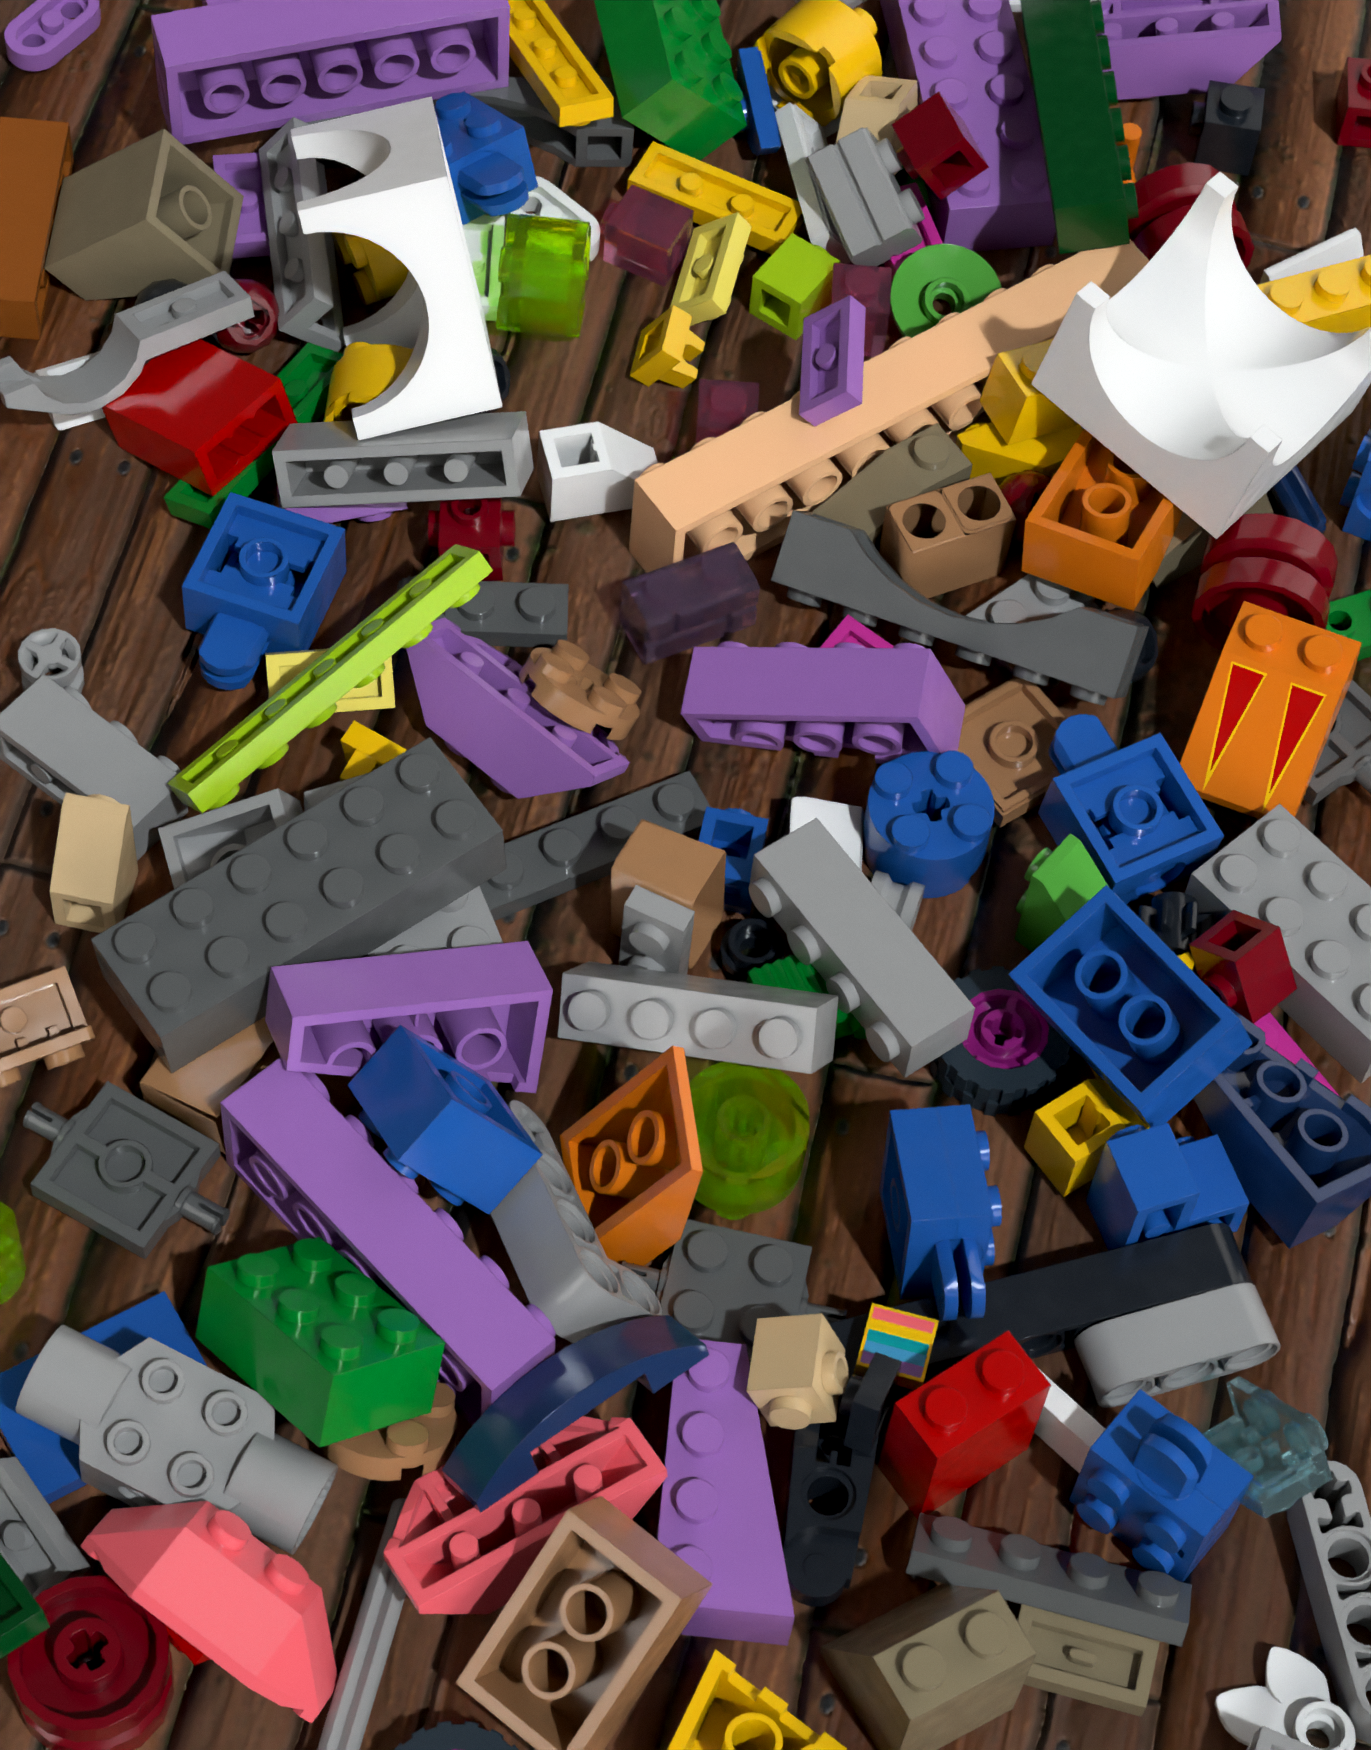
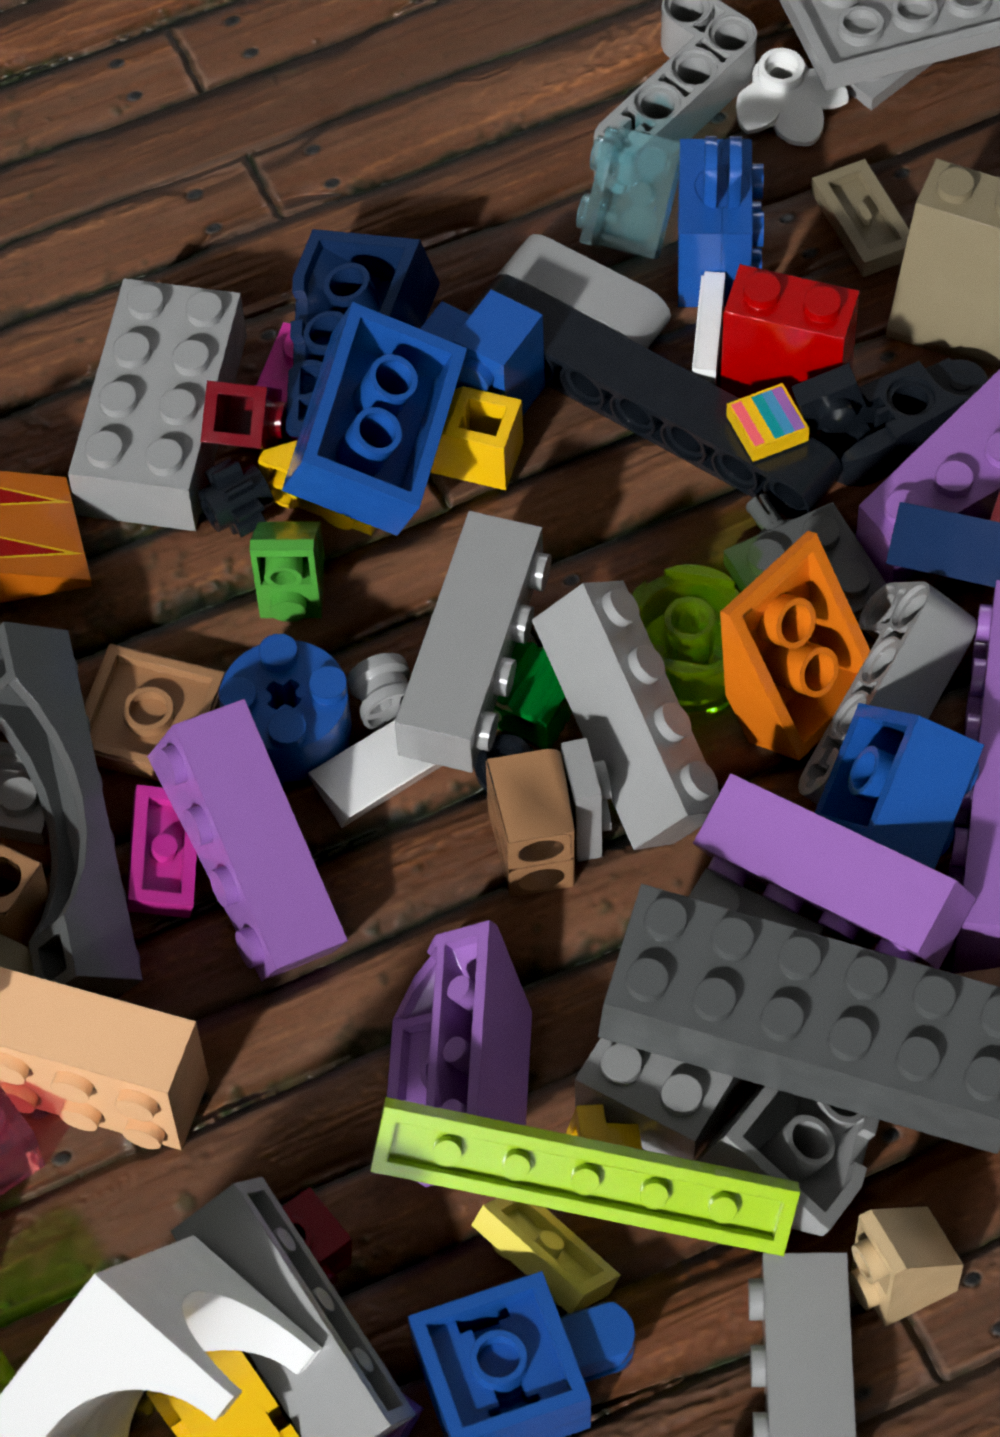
camera: 120 degrees left, 0 degrees up
(513, 613) = (360, 1200): dark grey hinge -> none
(580, 691) = (391, 1031): medium nougat plate -> none
(588, 844) = (544, 957): dark grey plate -> none
(589, 469) = (134, 1197): white slope -> none
(689, 603) = (238, 1039): clear purple brick -> none
(740, 837) = (444, 827): blue brick -> none
(797, 1370) = (851, 453): tan brick -> none
(939, 1207) = (638, 461): blue brick -> none
(1009, 1075) = (405, 566): black wheel -> none
(1051, 1578) = (823, 253): dark grey plate -> none
(1127, 808) = (162, 580): blue brick -> none

